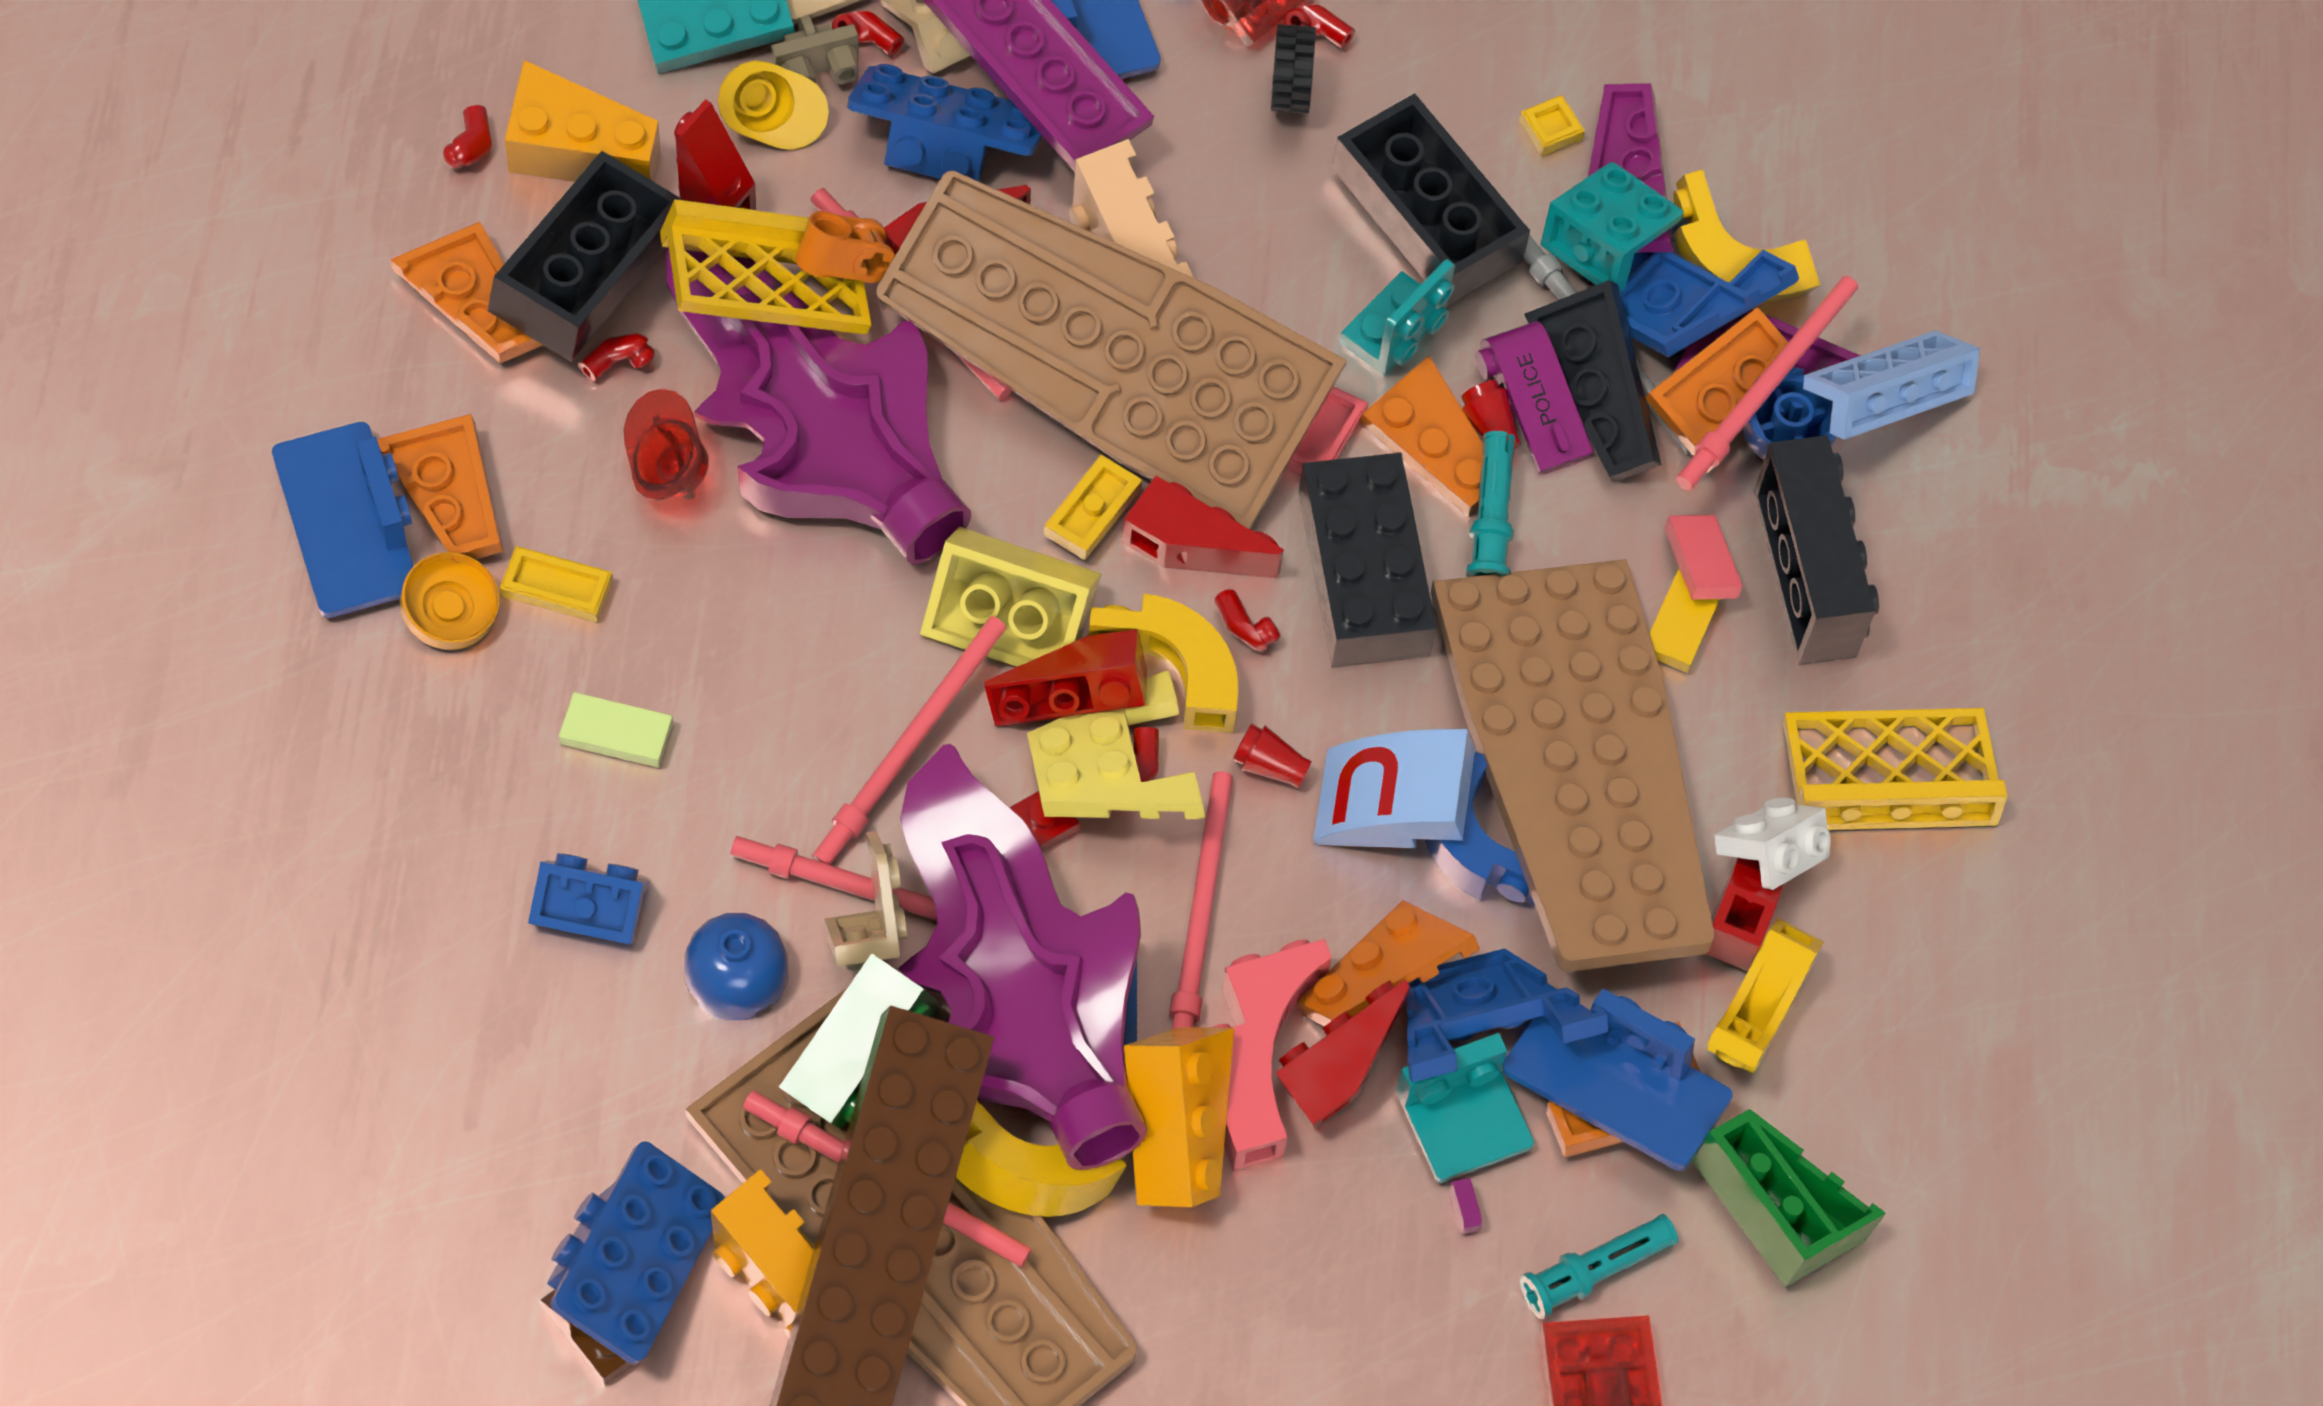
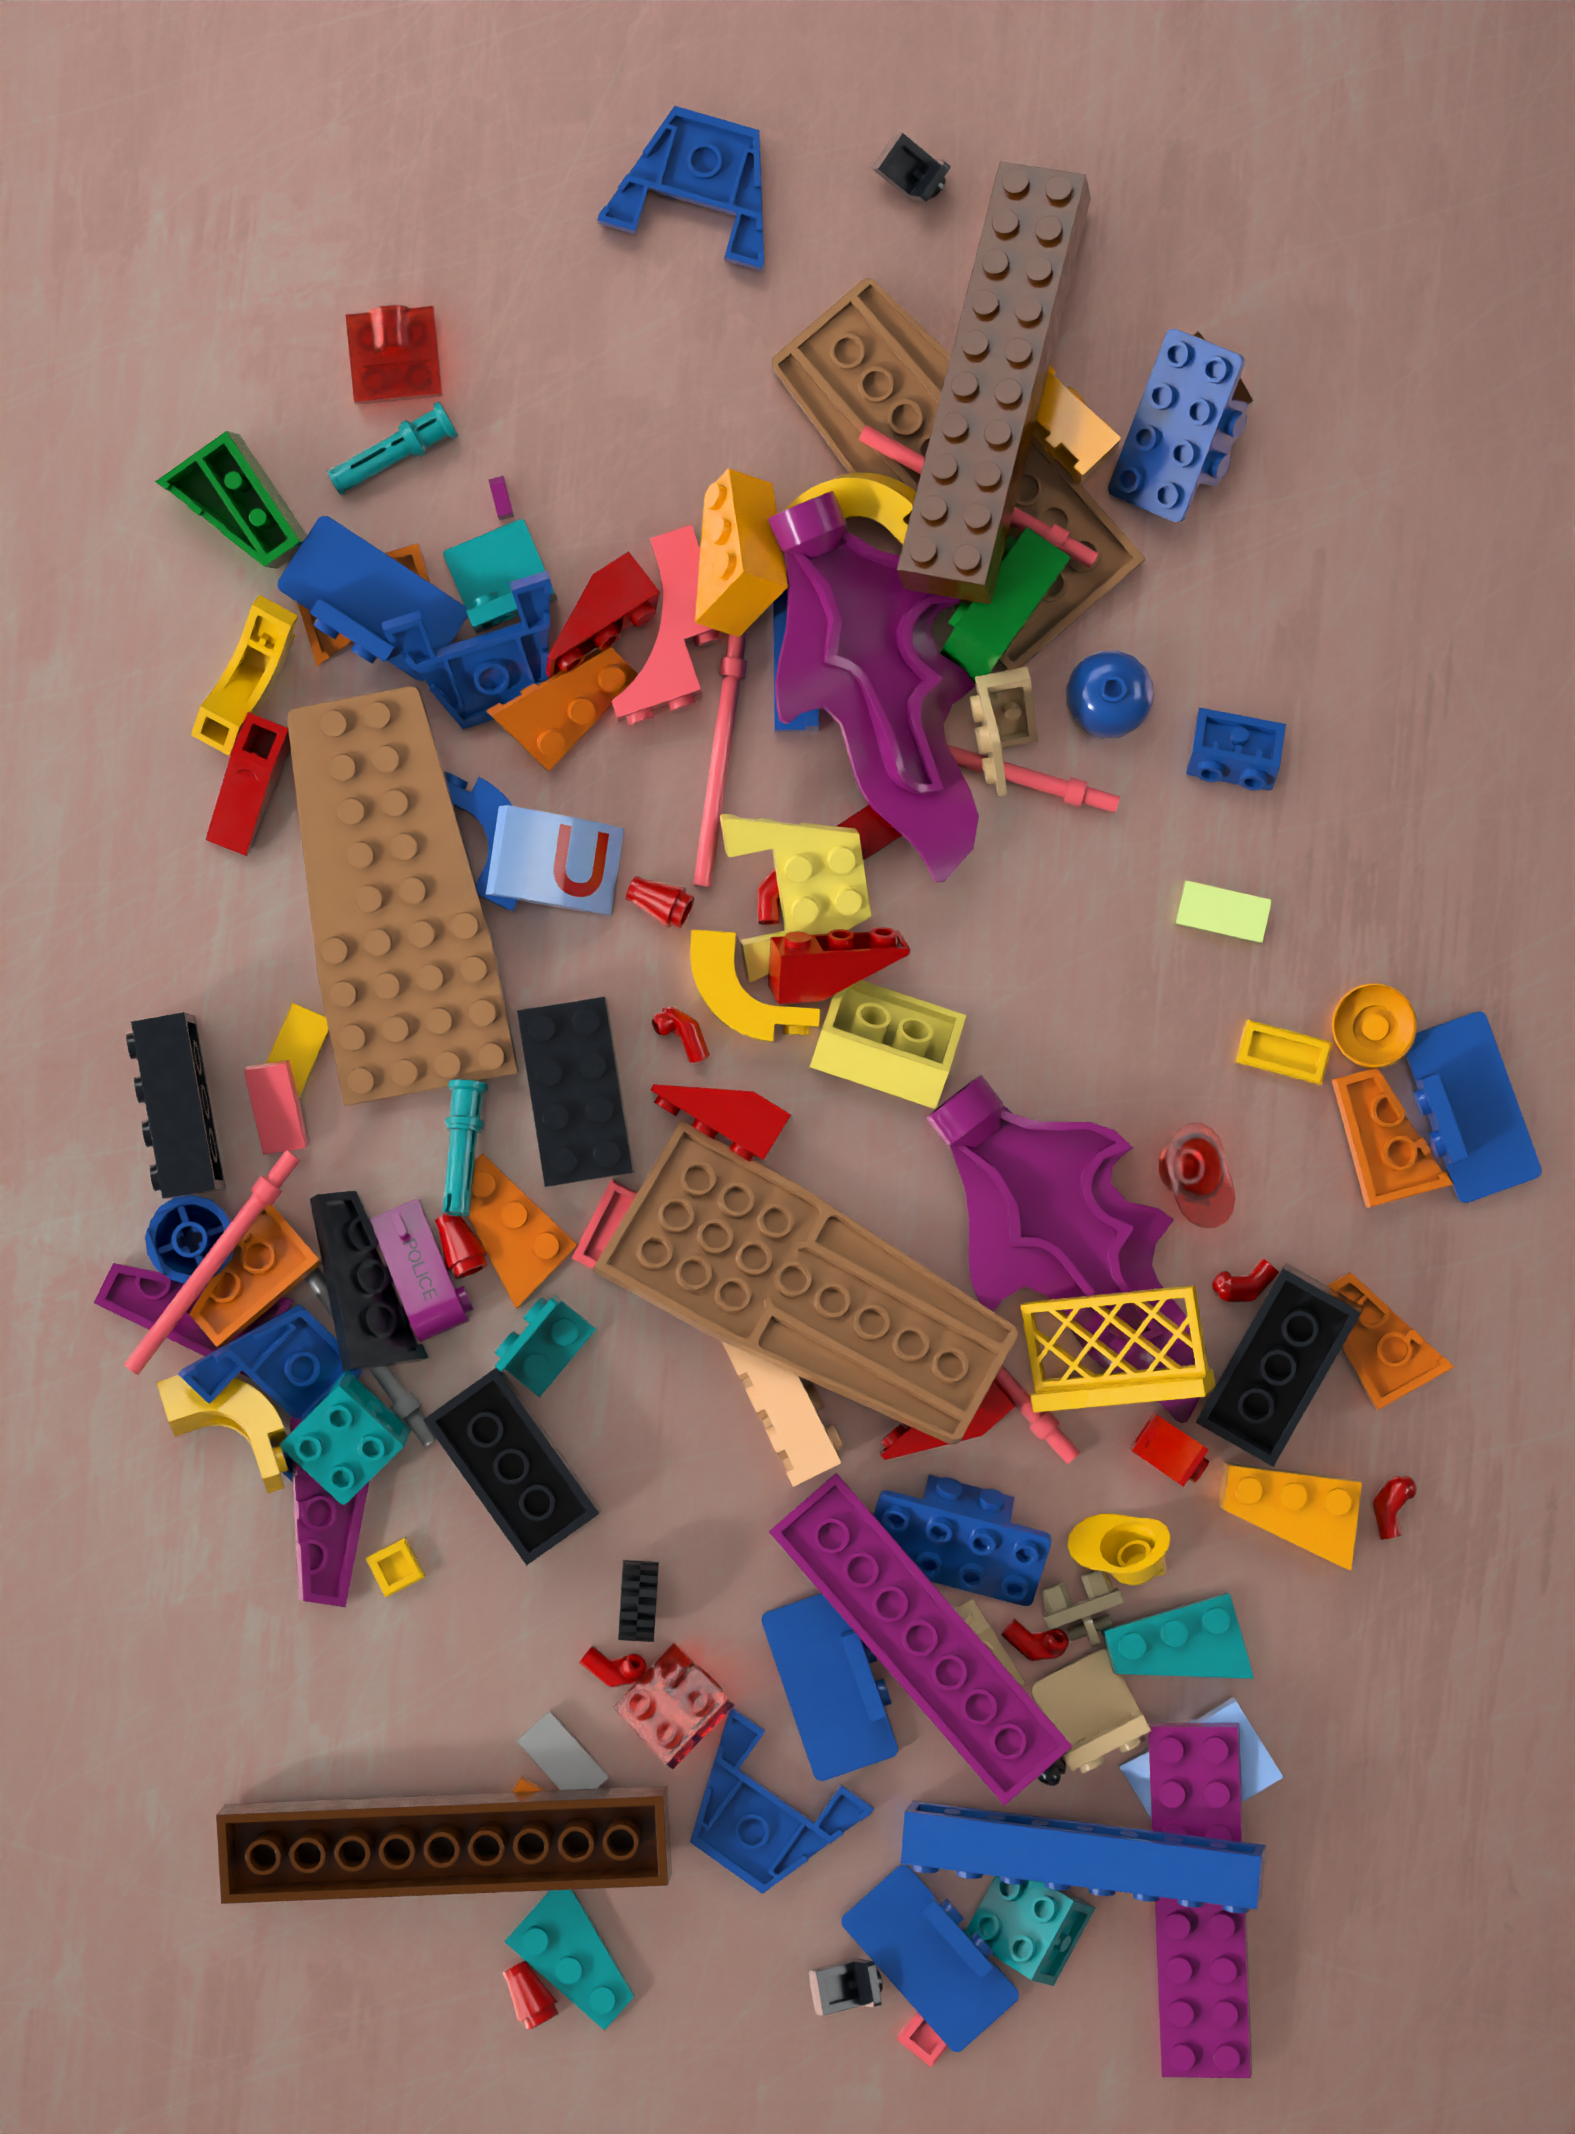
camera: 175 degrees left, 25 degrees up
(840, 244) = (1039, 1373): orange piece -> none
(852, 817) = (1018, 832): coral bar -> none
(1092, 507) = (817, 1140): yellow plate -> none
(1781, 836) = (227, 820): white bracket -> none
(1896, 382) = (88, 1266): light blue fence -> none
(1898, 799) = (118, 874): yellow fence -> none

